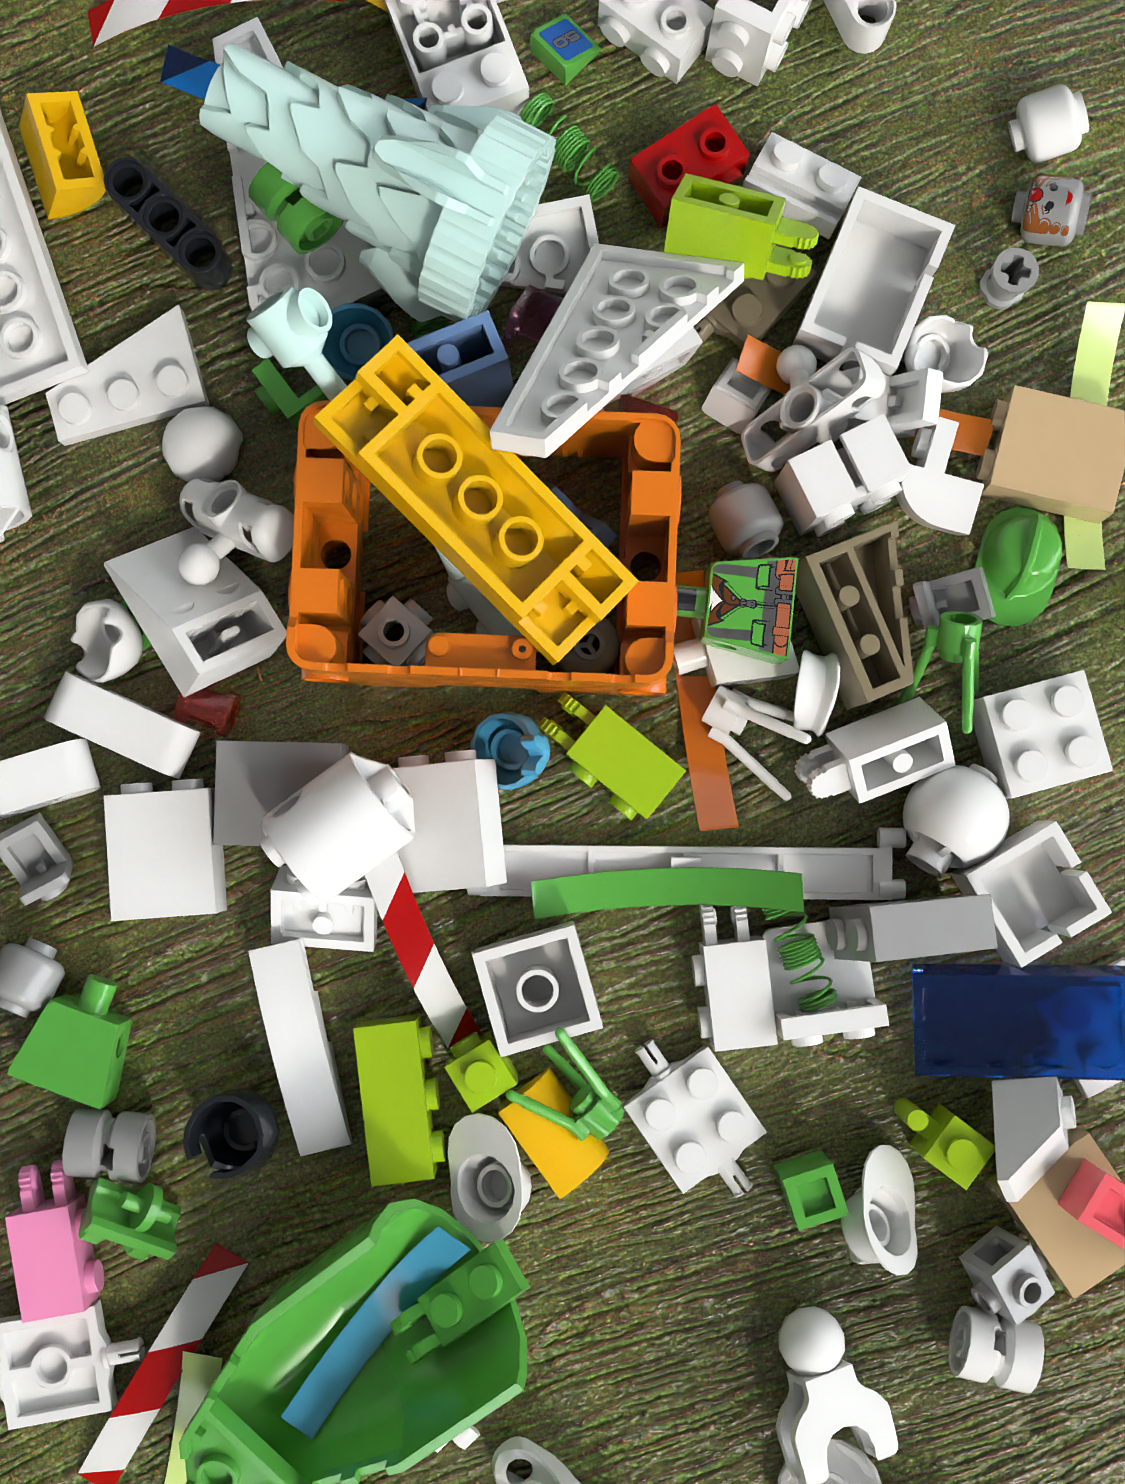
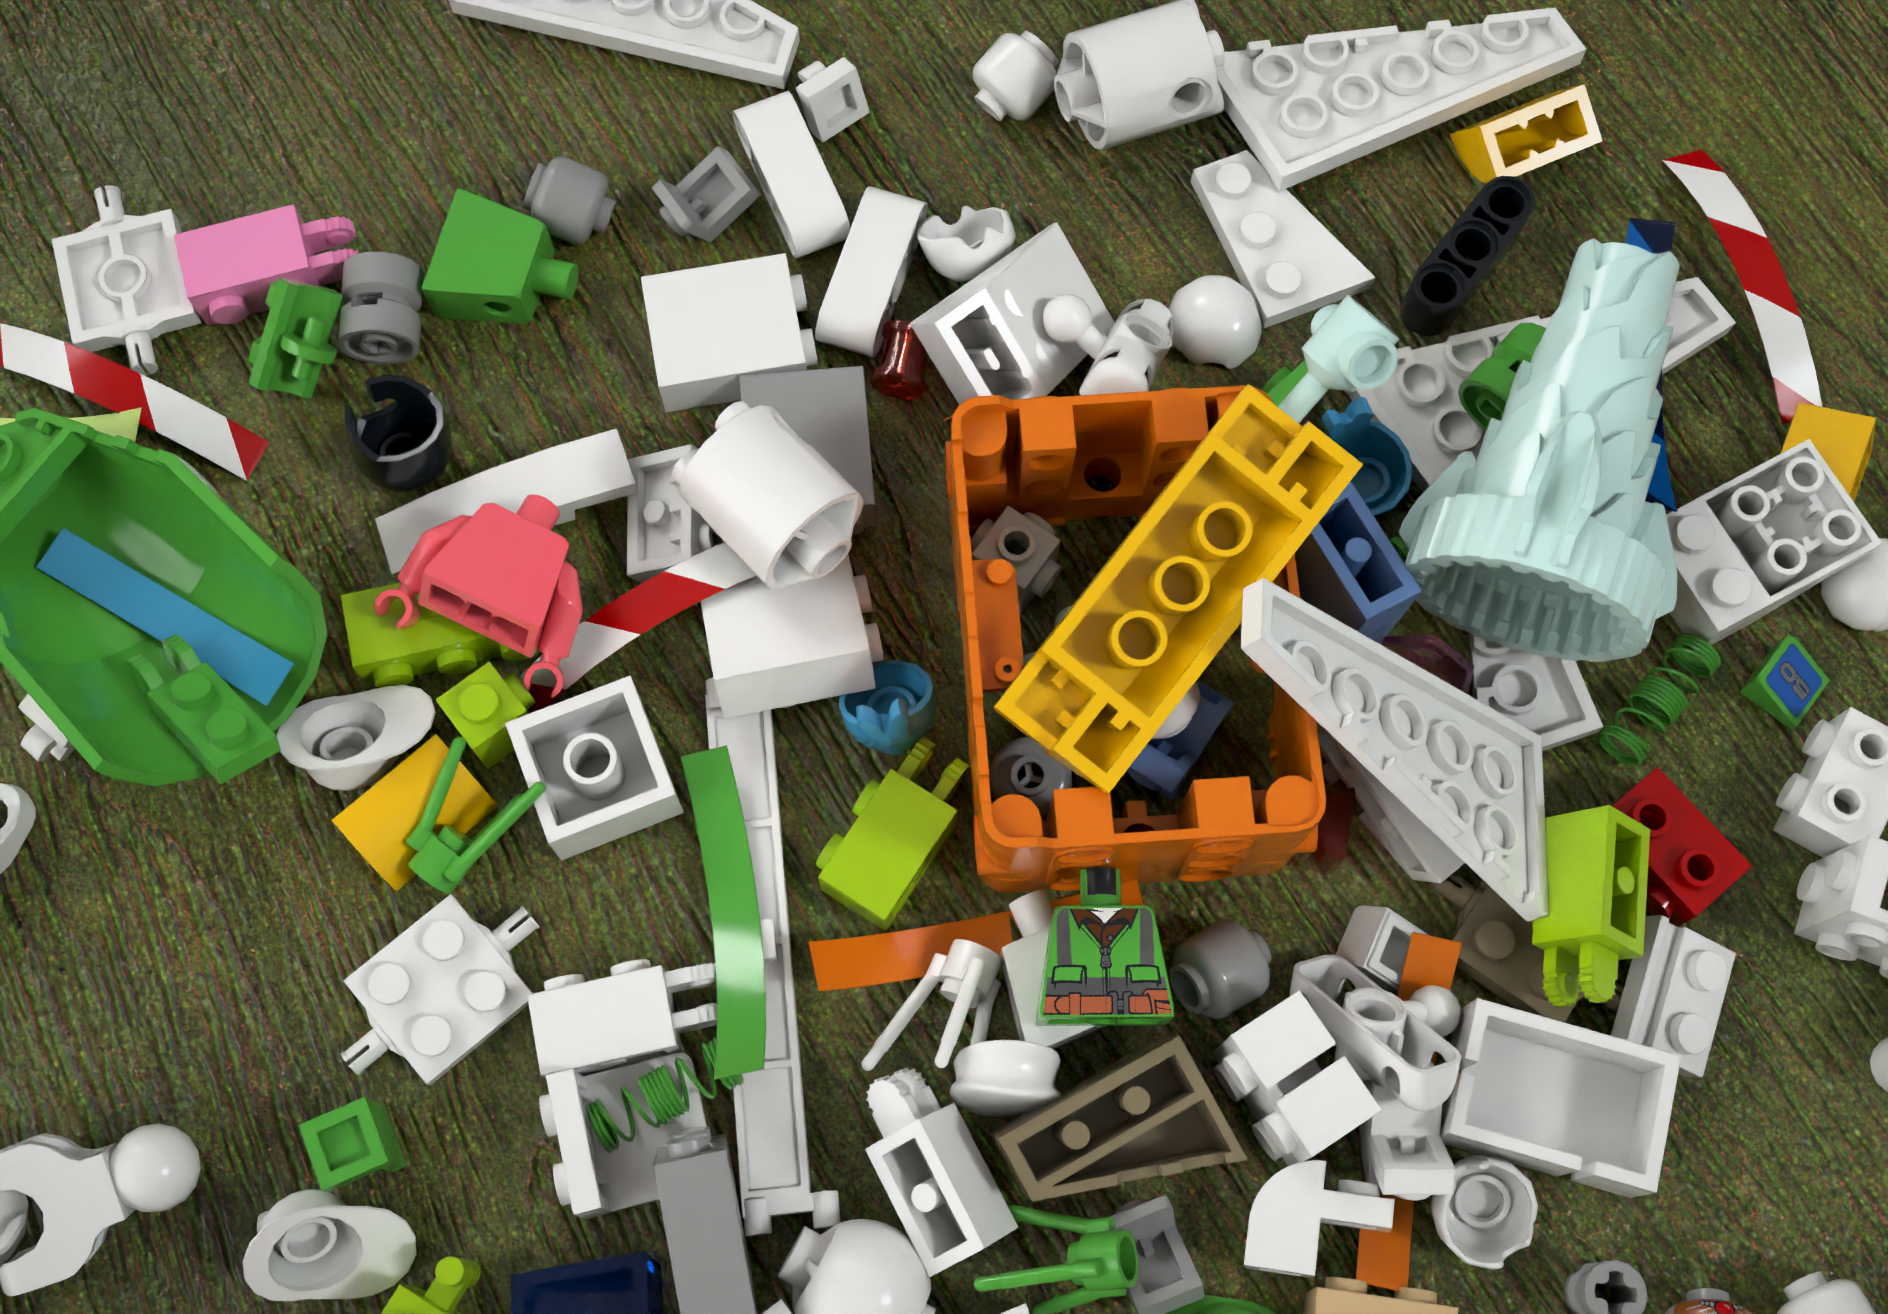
camera: 80 degrees right, 15 degrees down
(380, 1055) = (499, 578): none -> coral torso

